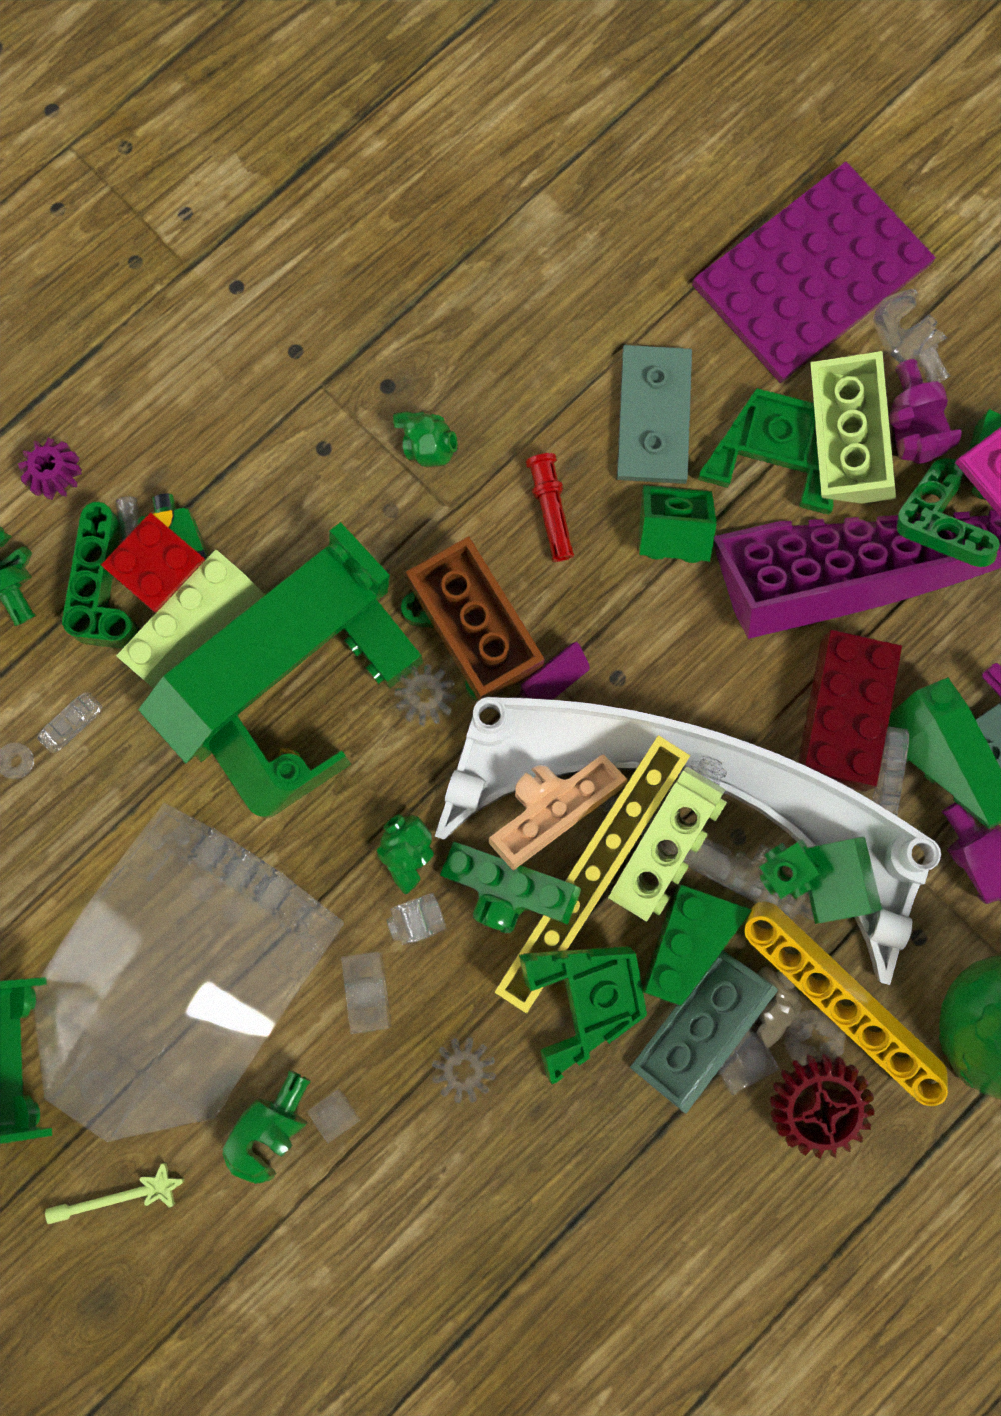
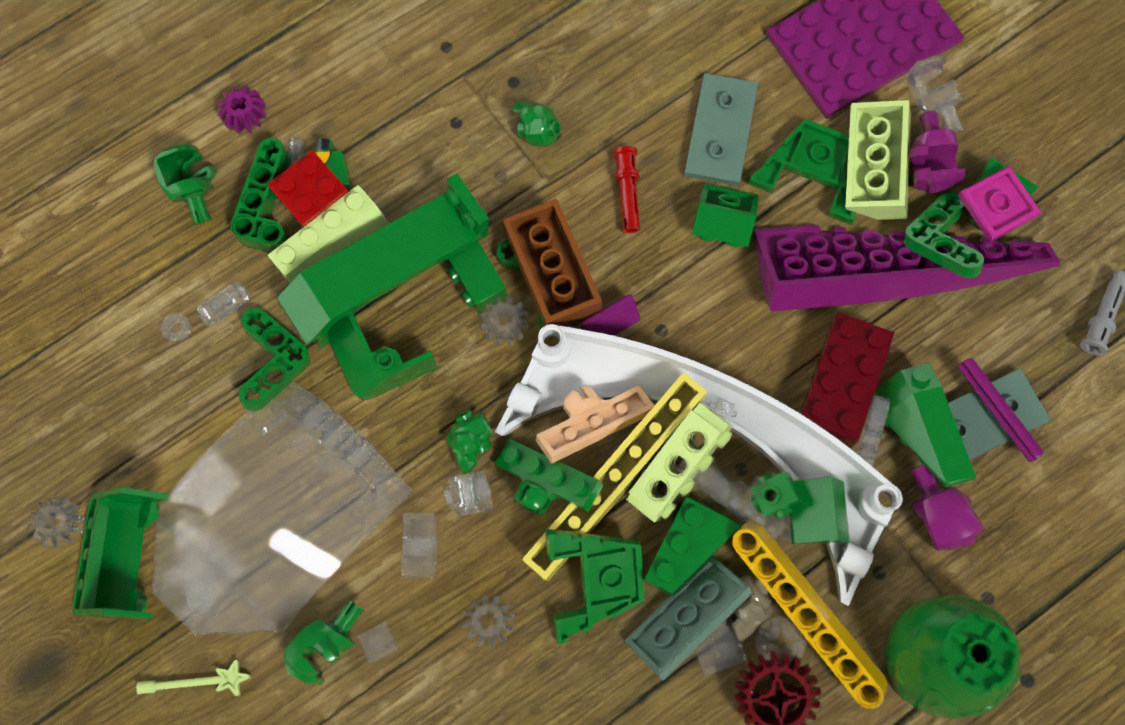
camera: 15 degrees right, 5 degrees down
(155, 786) = (280, 362): none -> green beam

